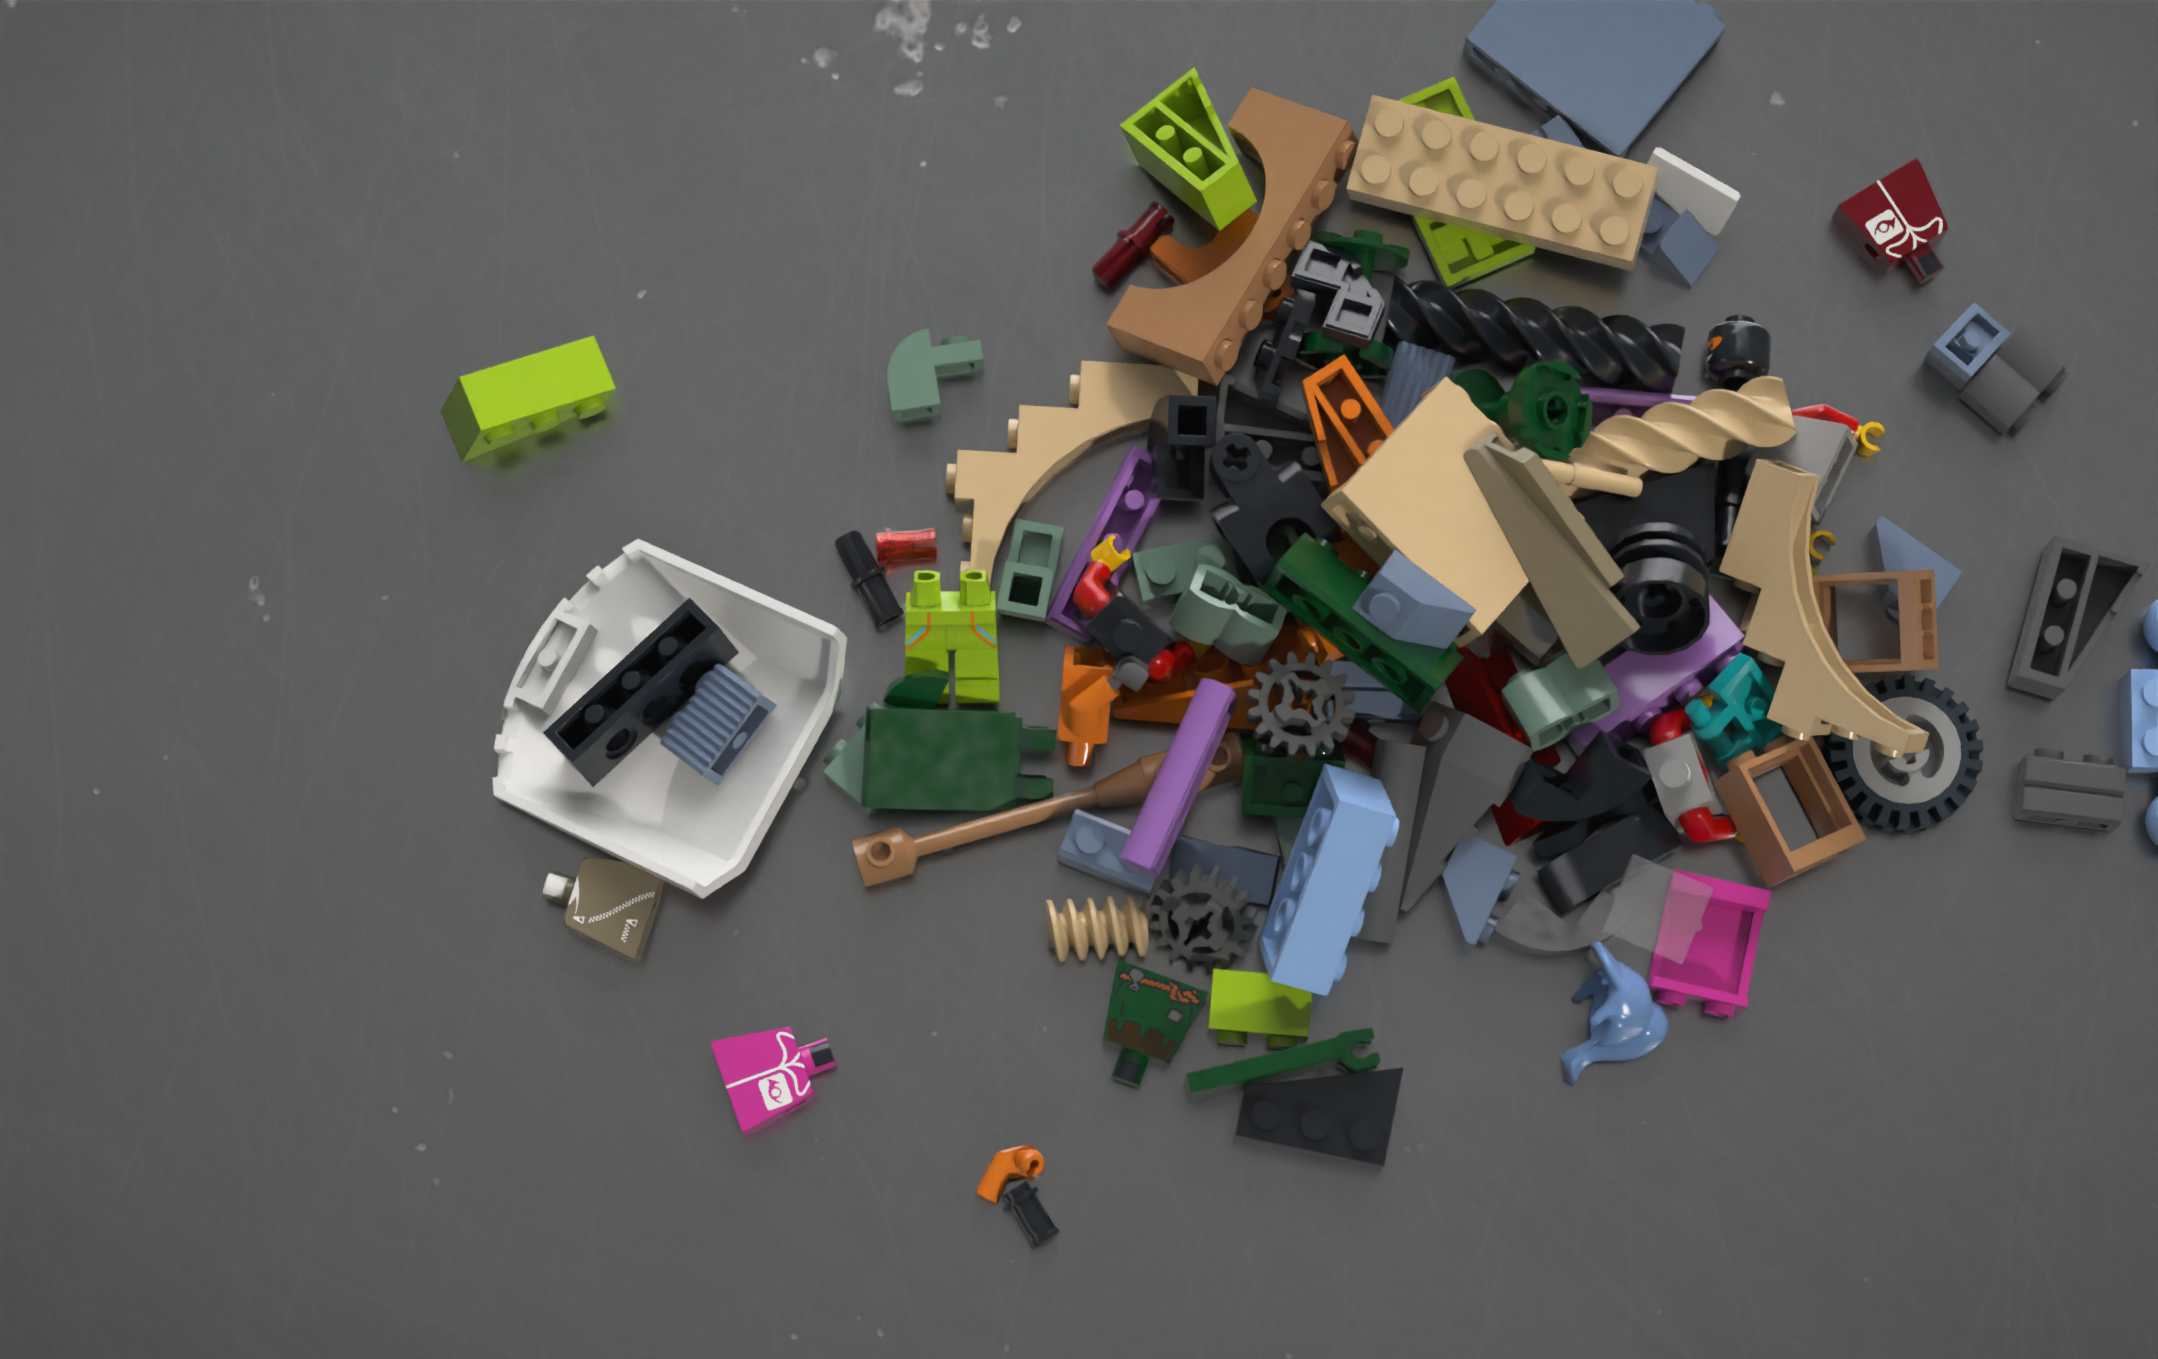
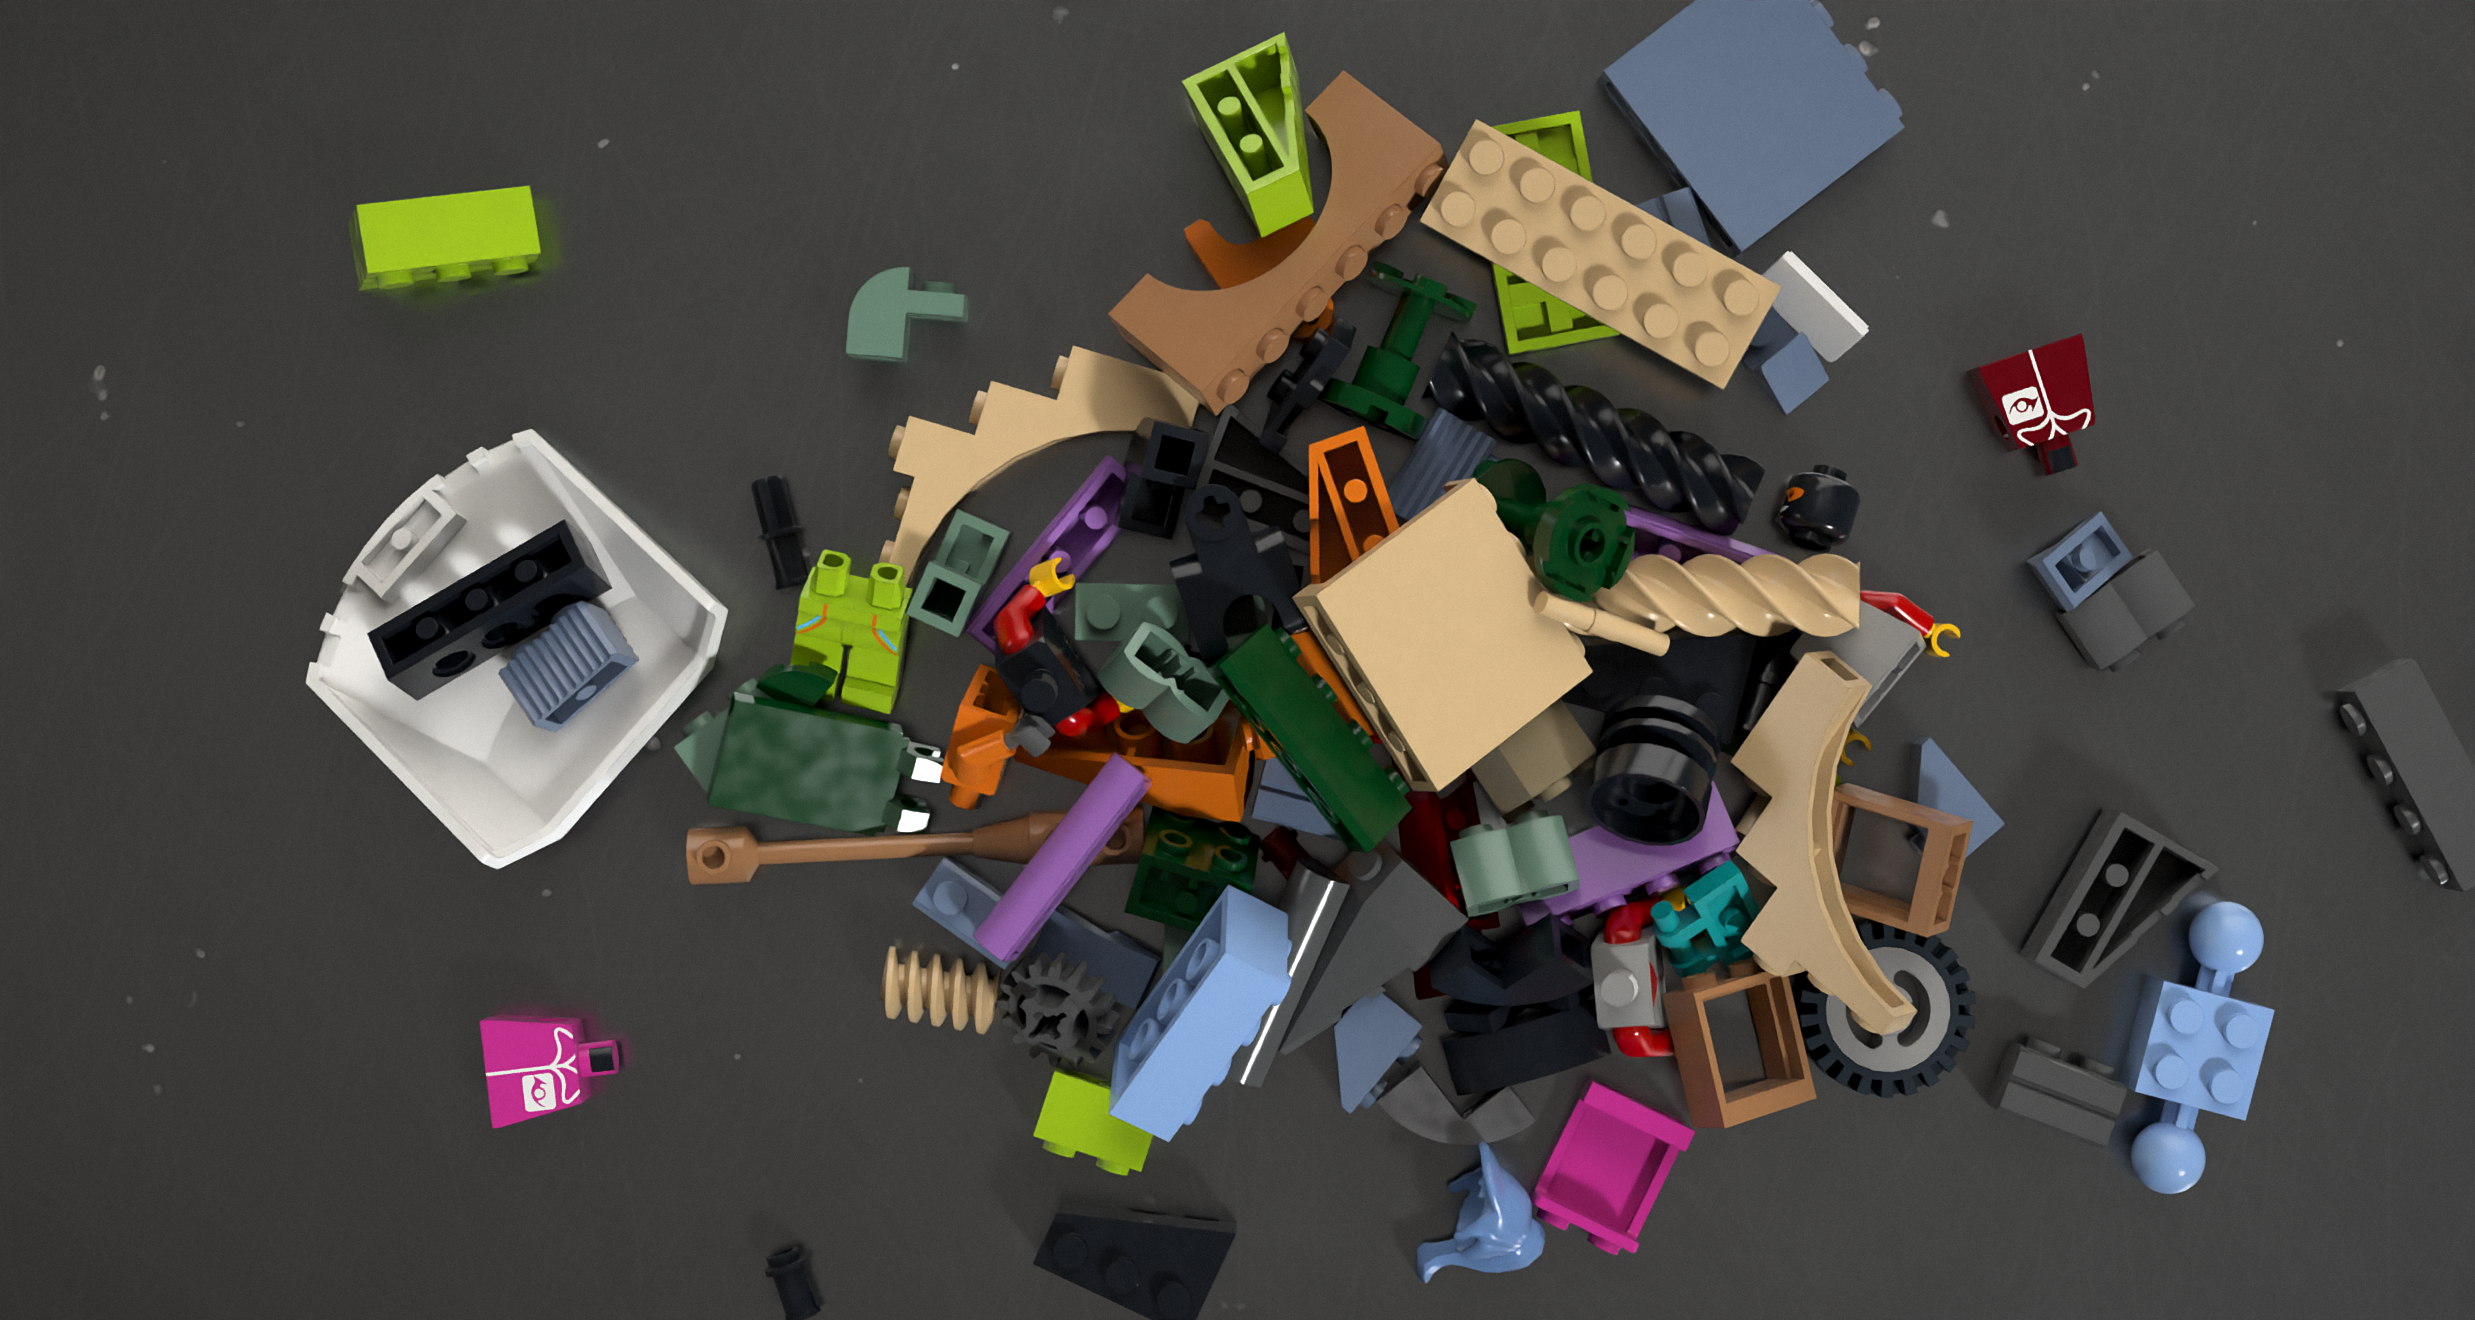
camera: 10 degrees right, 10 degrees up
(608, 904) = (399, 839): dark tan torso -> none
(902, 545) = (829, 506): clear red pin -> none
(1008, 1166) = (781, 1224): orange arm -> none
(1132, 245) = (1166, 220): dark red axle -> none
(1148, 1019) = (972, 1104): torso -> none
(1283, 1065) = (1104, 1197): dark green tile -> none
(1284, 718) = (1204, 777): dark grey gear -> none
(1339, 276) = (1385, 322): tile -> none
(1412, 604) = (1364, 742): sand blue slope -> none
(1554, 549) = (1546, 708): dark tan wedge -> none
(1657, 909) = (1562, 1123): clear piece -> none

